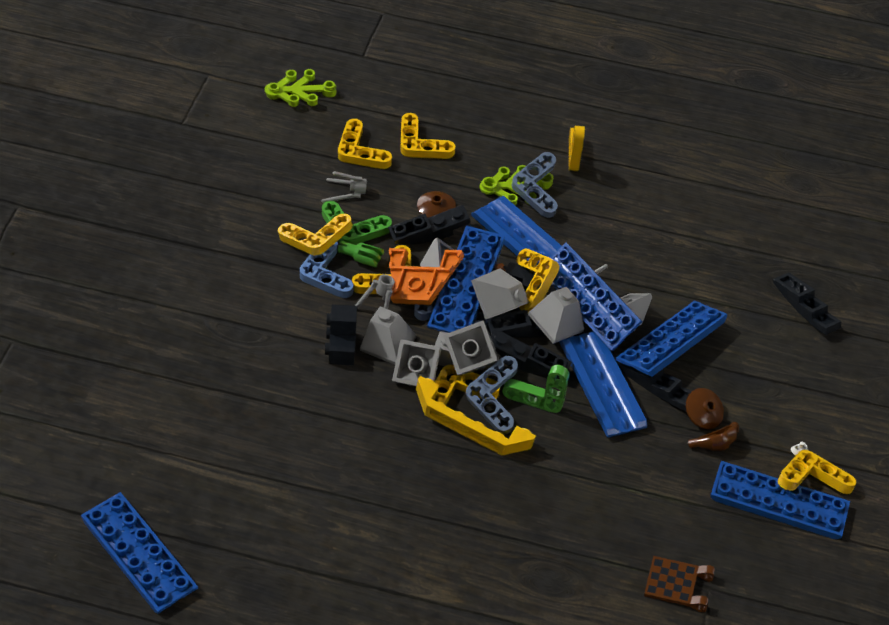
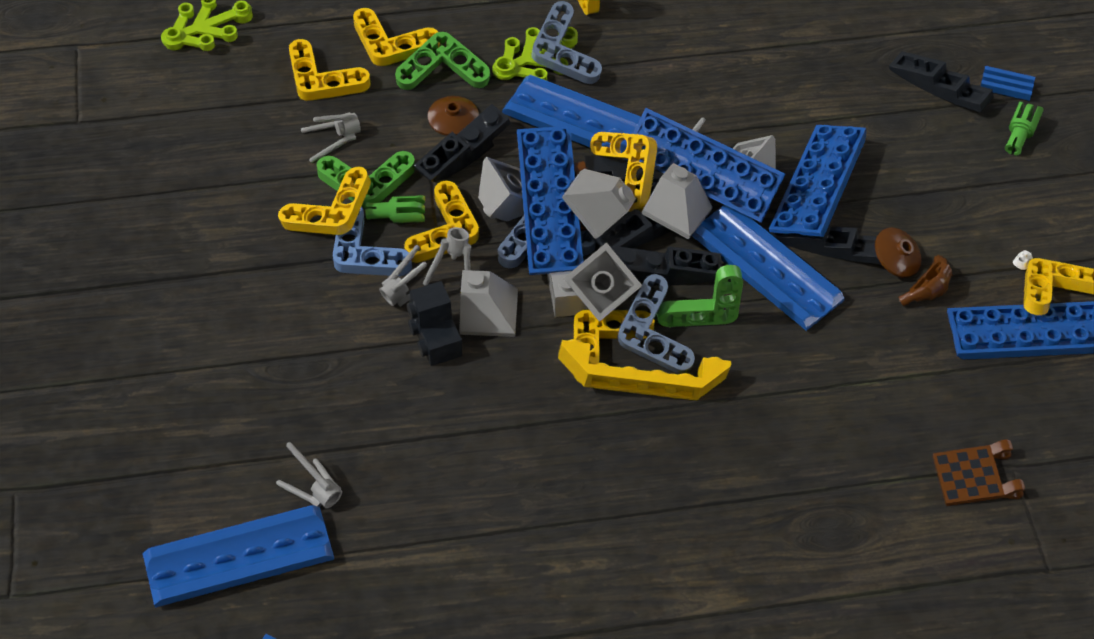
camera: 20 degrees left, 5 degrees up
(131, 435) = (237, 555): none -> blue plate
(210, 416) = (324, 489): none -> light grey plant
(327, 301) = (395, 290): none -> light grey plant
(415, 360) = (543, 324): light grey slope -> none
(417, 283) = (494, 223): orange wing -> none
(451, 163) = (444, 55): none -> bright green beam
(851, 355) = (1022, 127): none -> bright green arm
(860, 321) = (1008, 83): none -> blue tile

